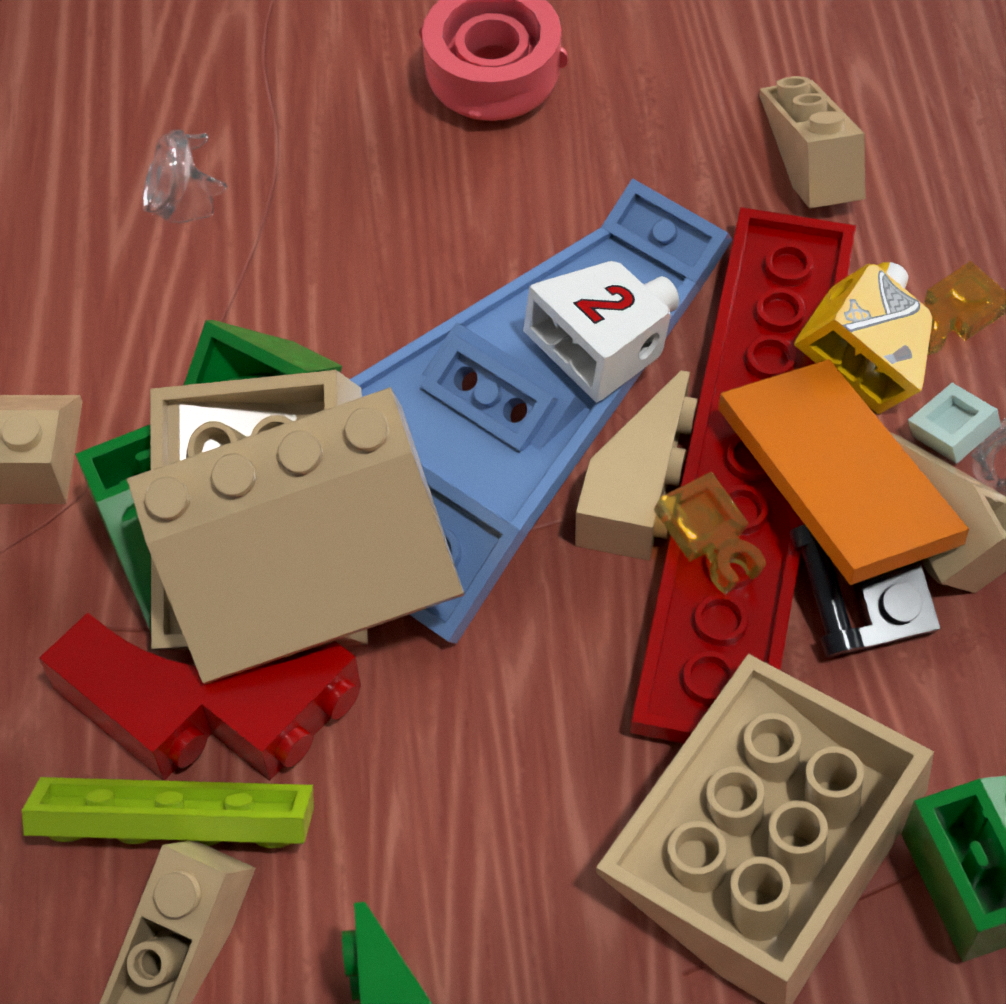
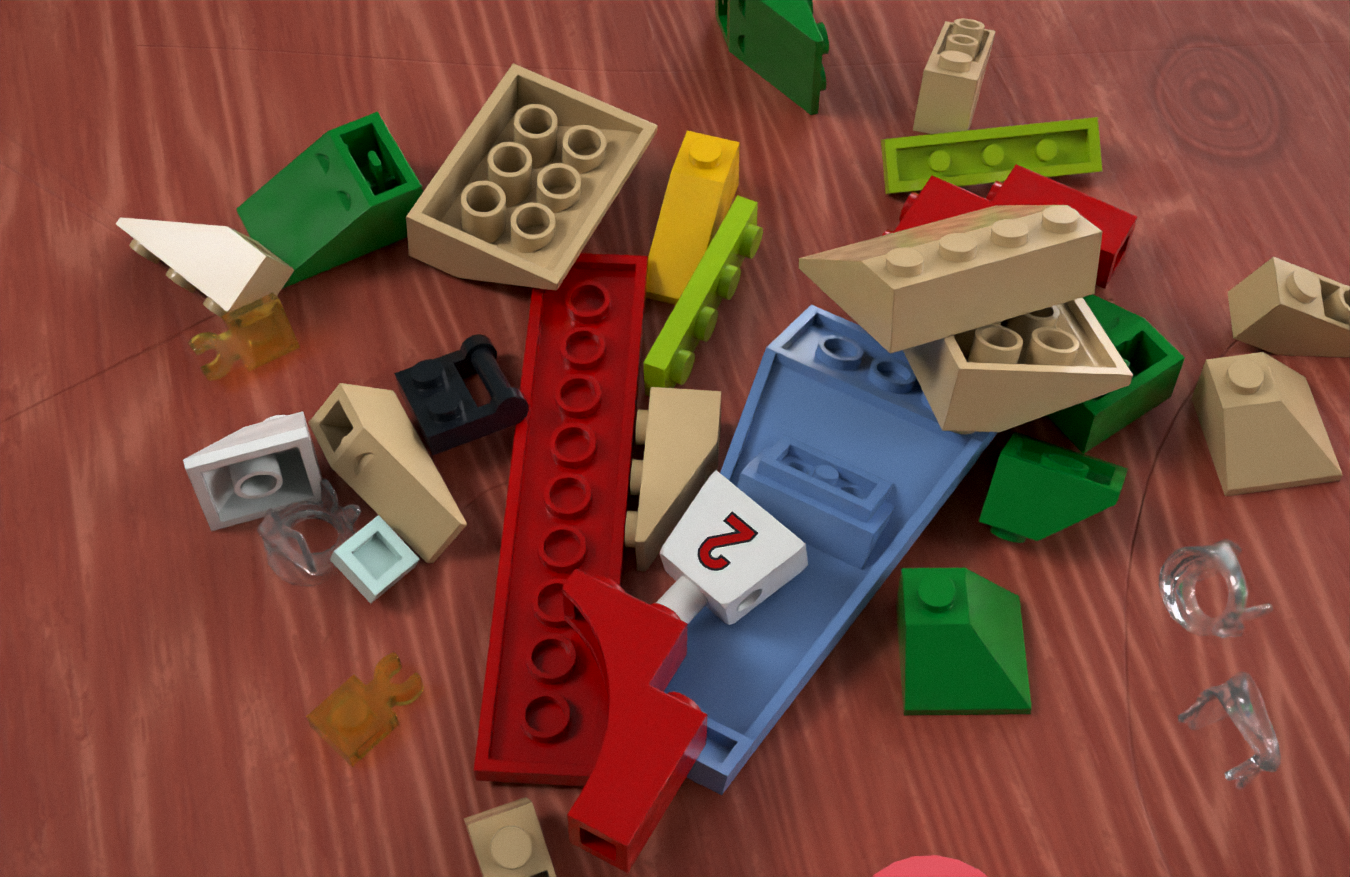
camera: 170 degrees right, 0 degrees up
(142, 298) = (1199, 563): none -> clear piece
(390, 289) = (960, 645): none -> green slope
(555, 684) = (696, 310): none -> lime plate
(563, 782) = (691, 212): none -> yellow slope
(697, 190) = (648, 734): none -> red arch
(709, 523) = (601, 395): clear yellow plate -> none
(842, 471) = (487, 451): orange tile -> none
(872, 334) = (458, 620): yellow torso -> none

